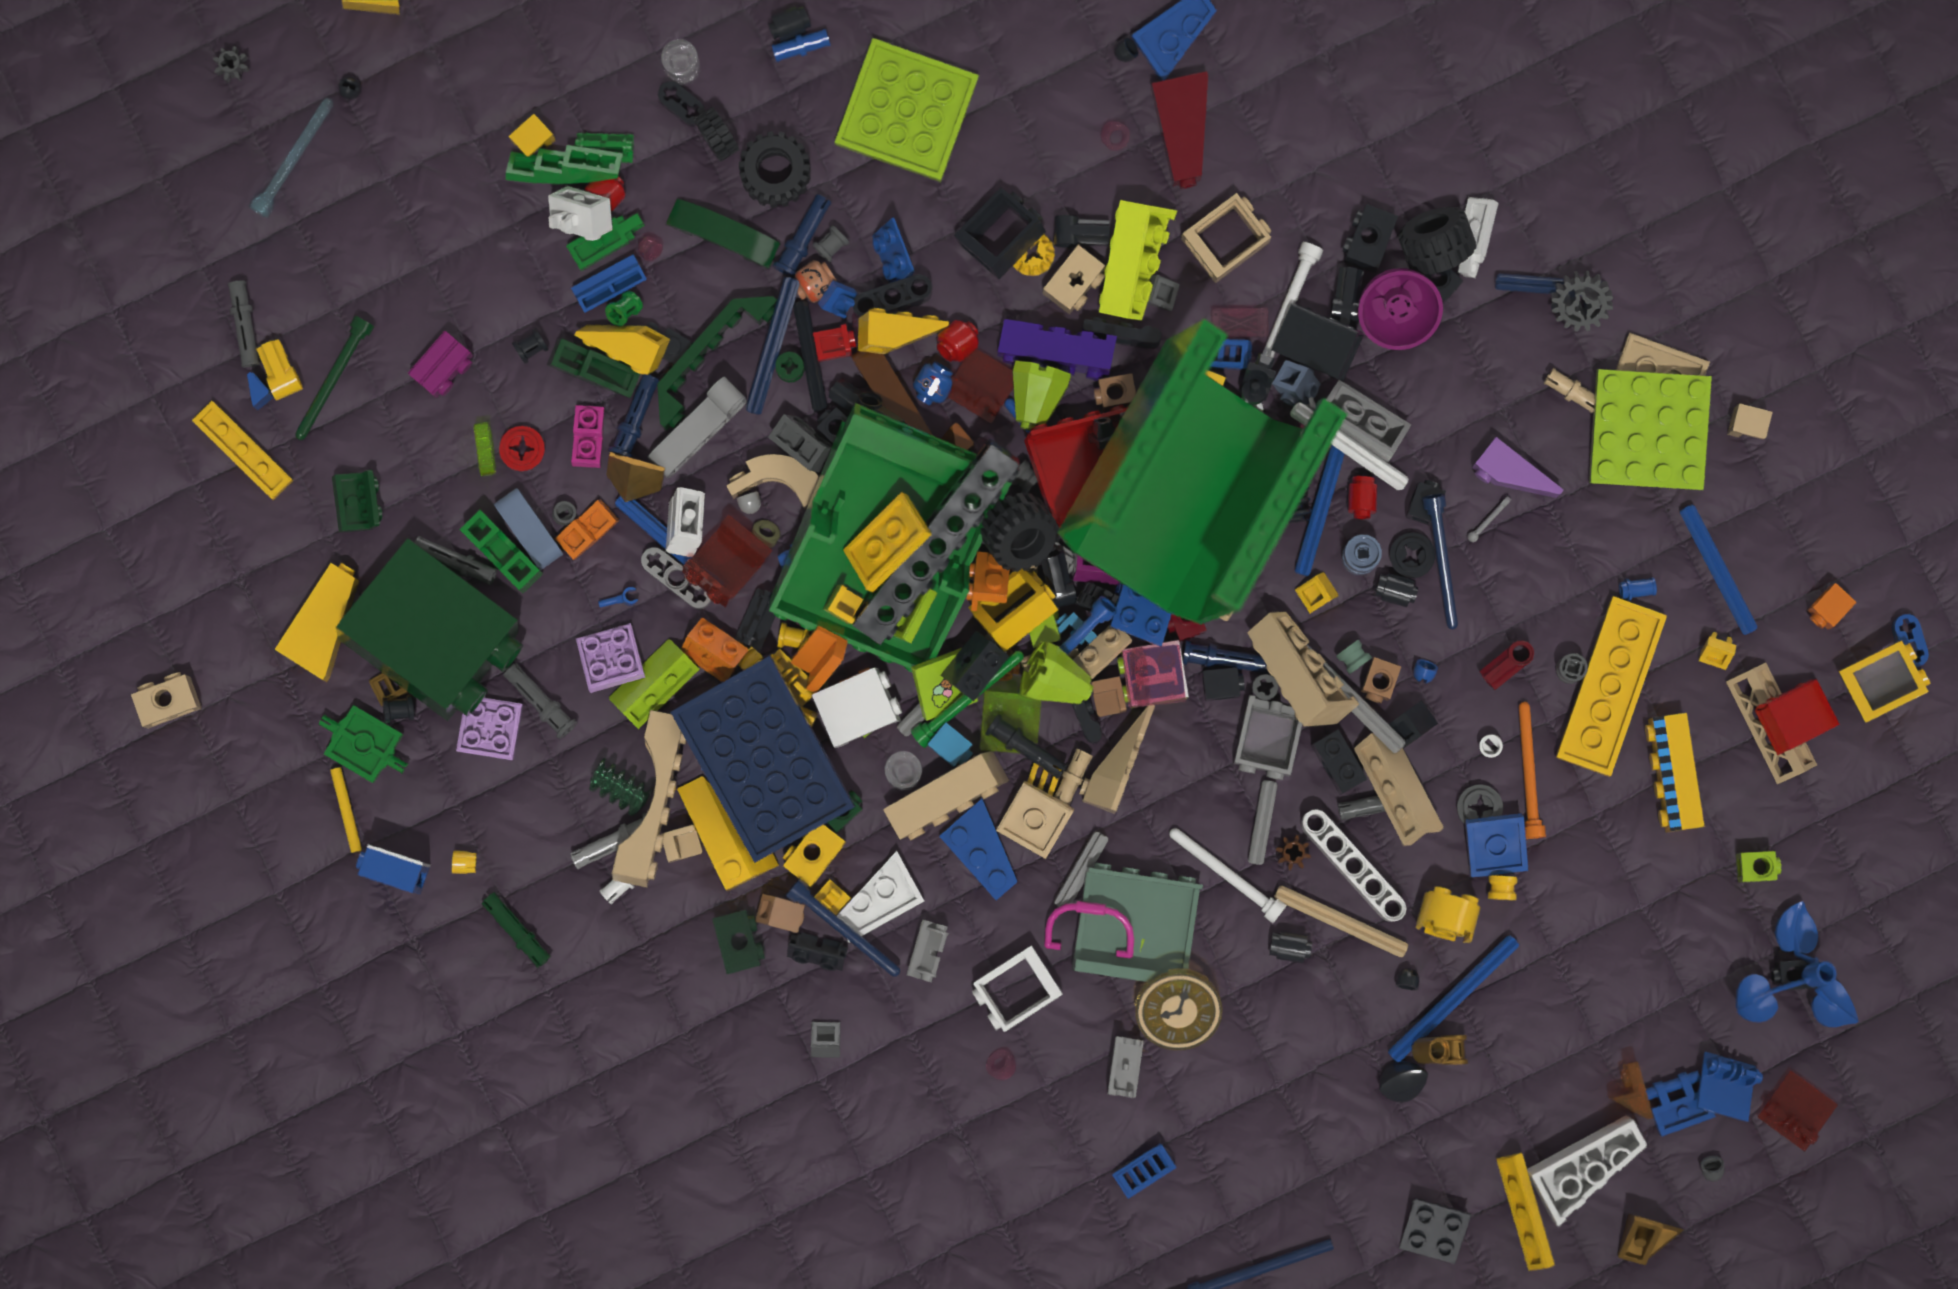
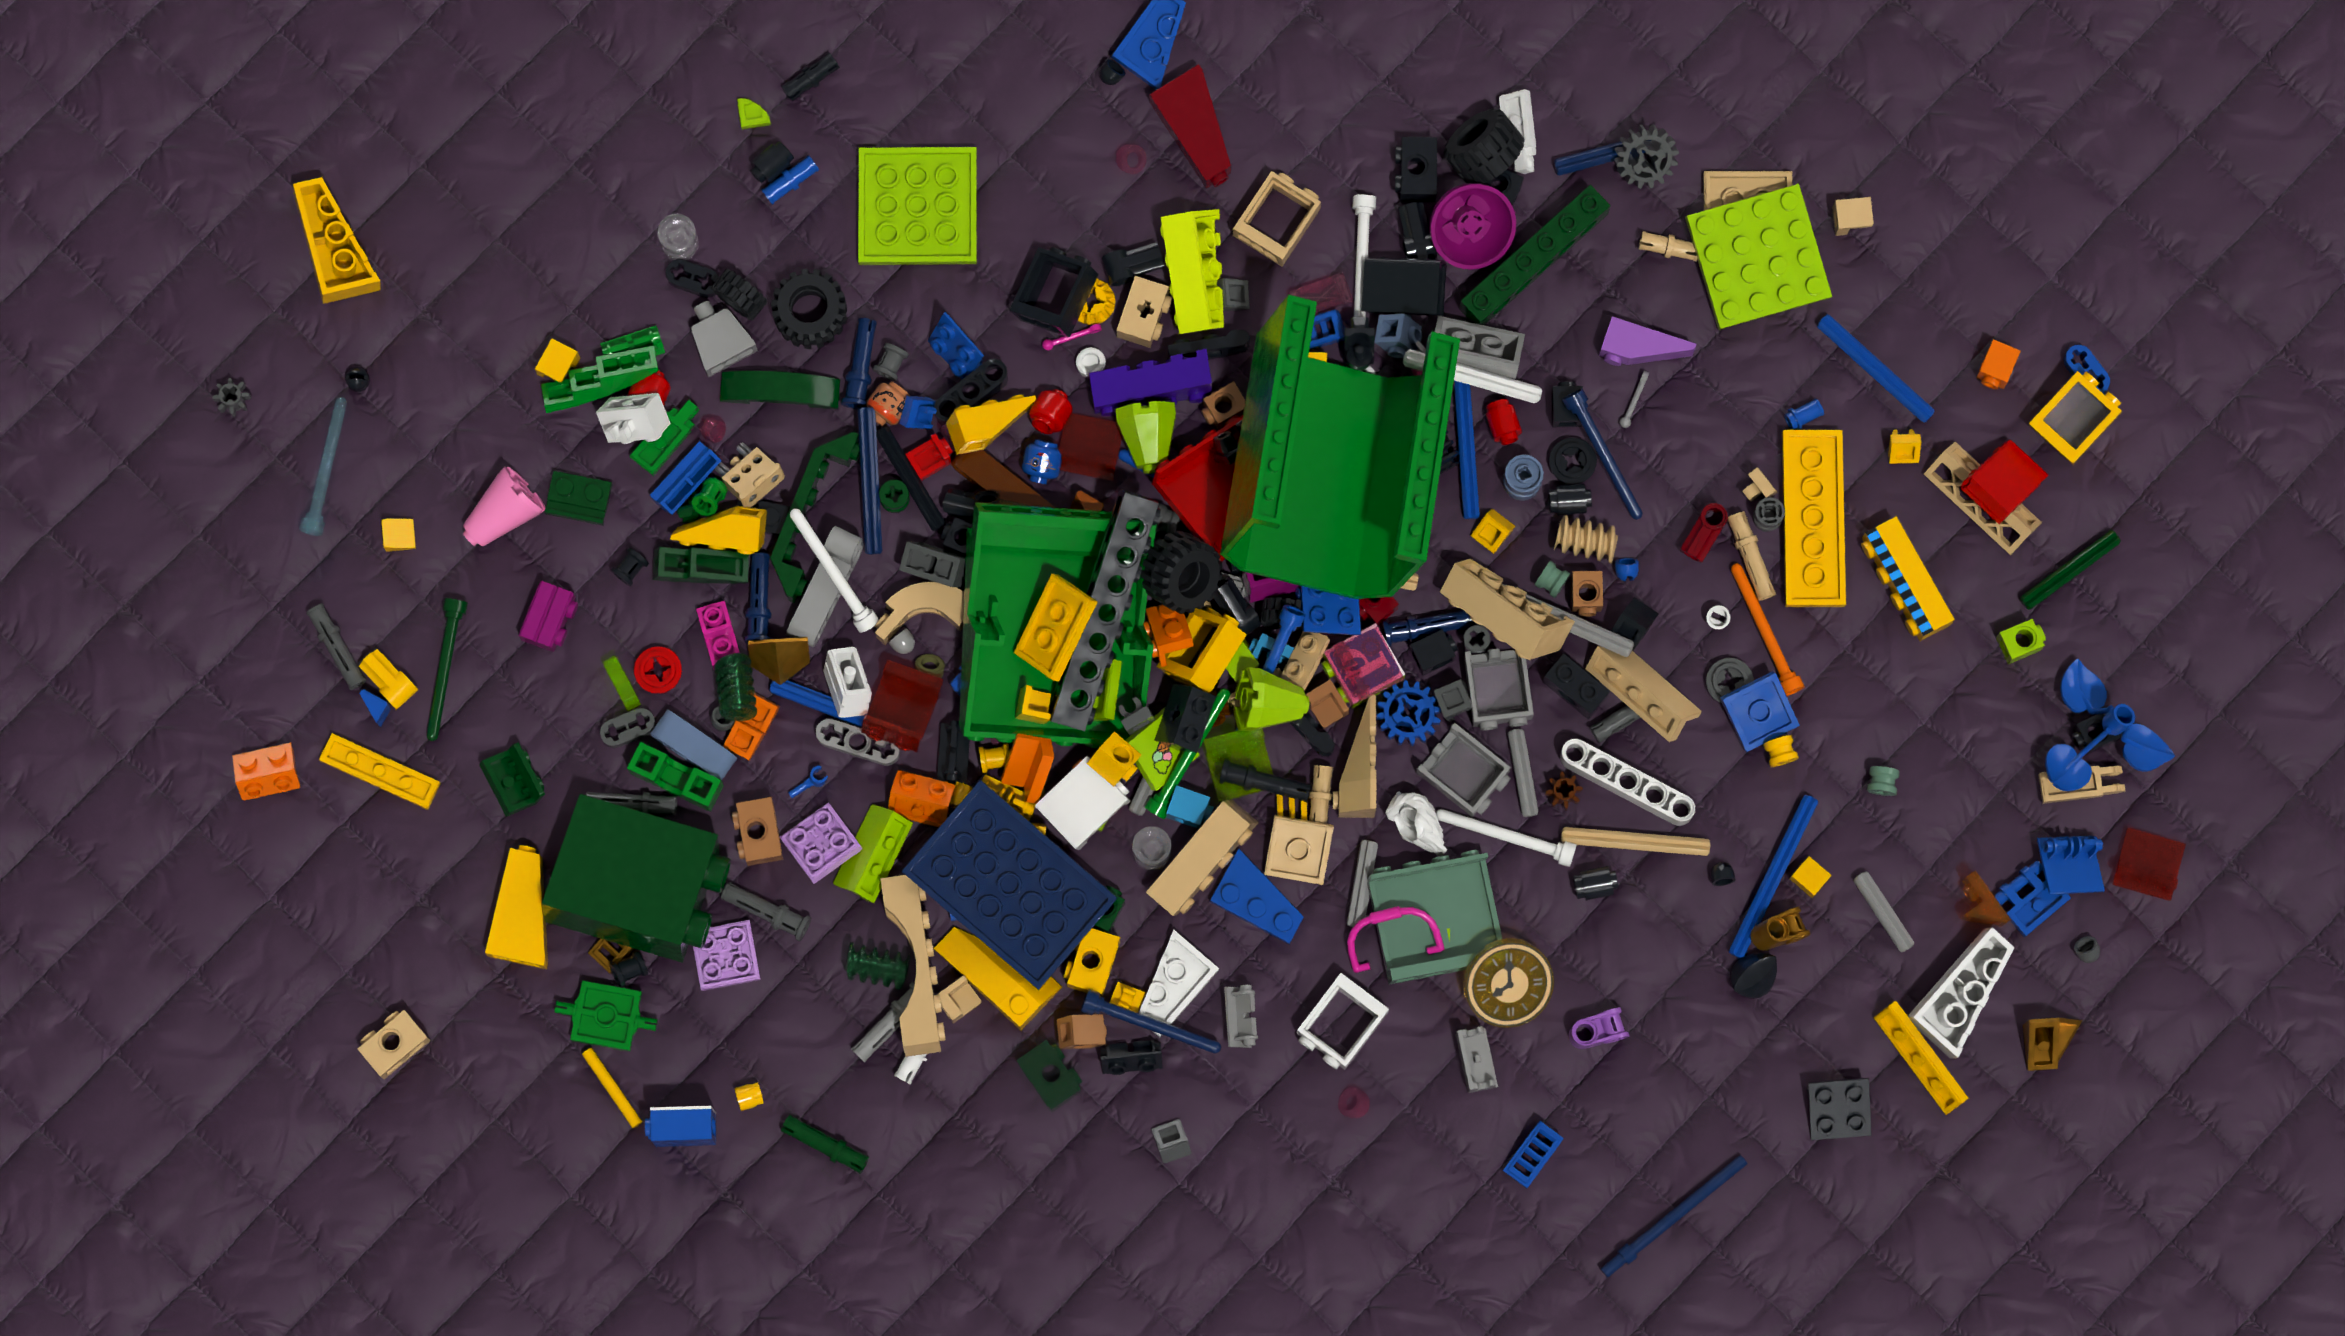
camera: 20 degrees left, 5 degrees down
(141, 414) = (265, 771): none -> orange bracket
(335, 242) = (398, 534): none -> yellow slope
(435, 252) = (502, 508): none -> bright pink cone
(475, 484) = (629, 735): none -> dark grey beam
(507, 266) = (578, 498): none -> dark green plate
(562, 644) = (768, 846): none -> medium nougat brick
(584, 490) = (735, 687): none -> clear green piece
(599, 314) = (687, 511): none -> dark green hand
(667, 303) = (751, 476): none -> tan piece
(684, 168) = (720, 339): none -> light grey torso
(722, 468) = (863, 616): none -> white piece
(898, 681) = (1115, 759): none -> yellow brick
(930, 651) = (1138, 719): none -> dark grey tile
(979, 278) = (1048, 344): none -> dark pink hinge
(1010, 308) = (1090, 361): none -> white tile
(1150, 833) = (1417, 821): none -> white hair
(1166, 733) = (1420, 707): none -> blue gear
(1210, 802) = (1465, 771): none -> window
(1224, 735) = (1453, 699): none -> dark grey panel
(1247, 1080) = (1604, 1029): none -> medium lavender piece
(1398, 631) = (1586, 538): none -> tan piece
(1446, 357) = (1535, 256): none -> dark green brick
(1448, 915) = (1738, 795): yellow brick -> none
(1487, 1011) = (1810, 877): none -> yellow slope
(1541, 700) = (1747, 545): none -> tan pin
(1541, 1066) = (1884, 911): none -> light grey axle
(1574, 639) = (1759, 485): none -> tan tile
(1585, 948) = (1883, 781): none -> sand green wheel
(1772, 1025) = (2091, 790): none -> tan hinge
(1826, 817) = (2070, 570): none -> dark green axle

